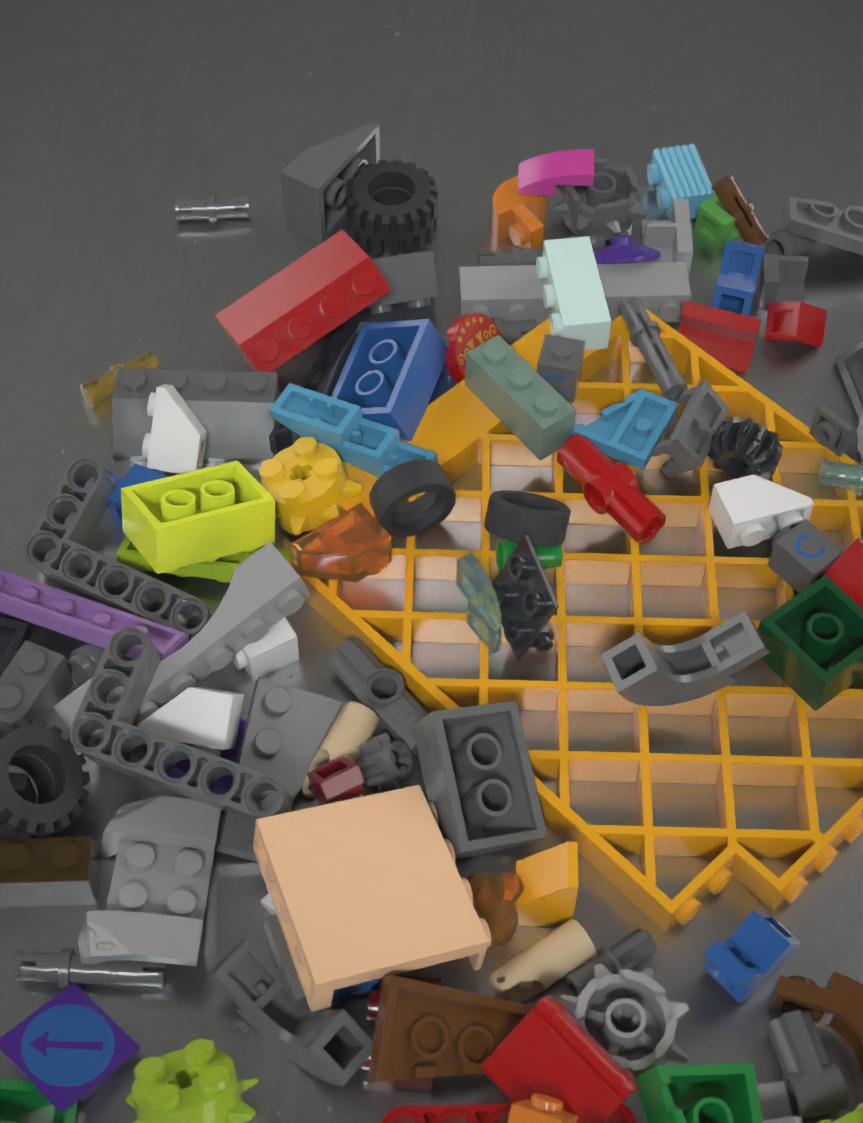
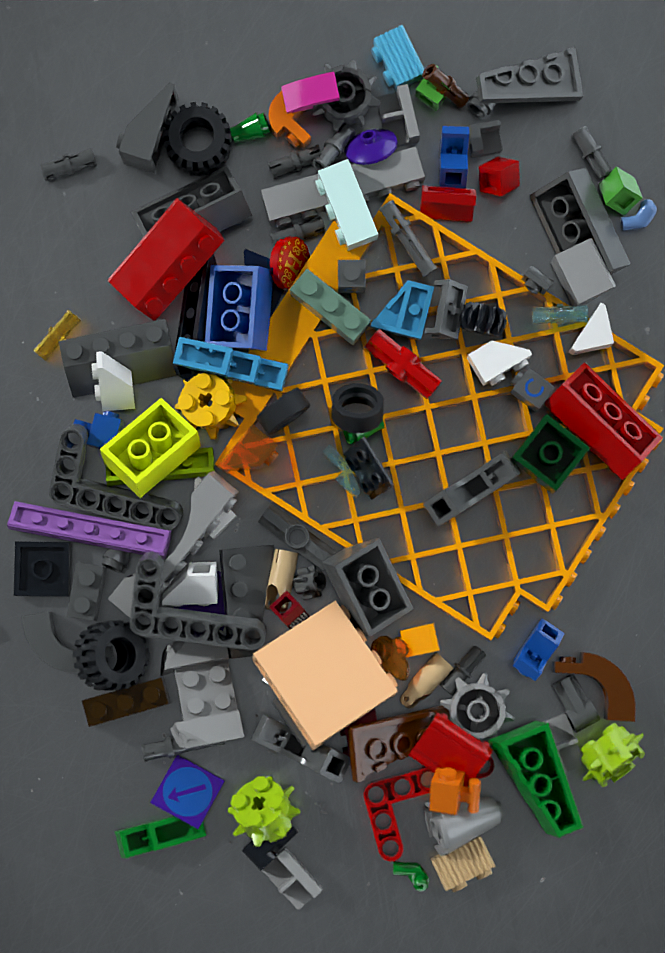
camera: 15 degrees left, 30 degrees up
(465, 216) = (251, 128): none -> green cone

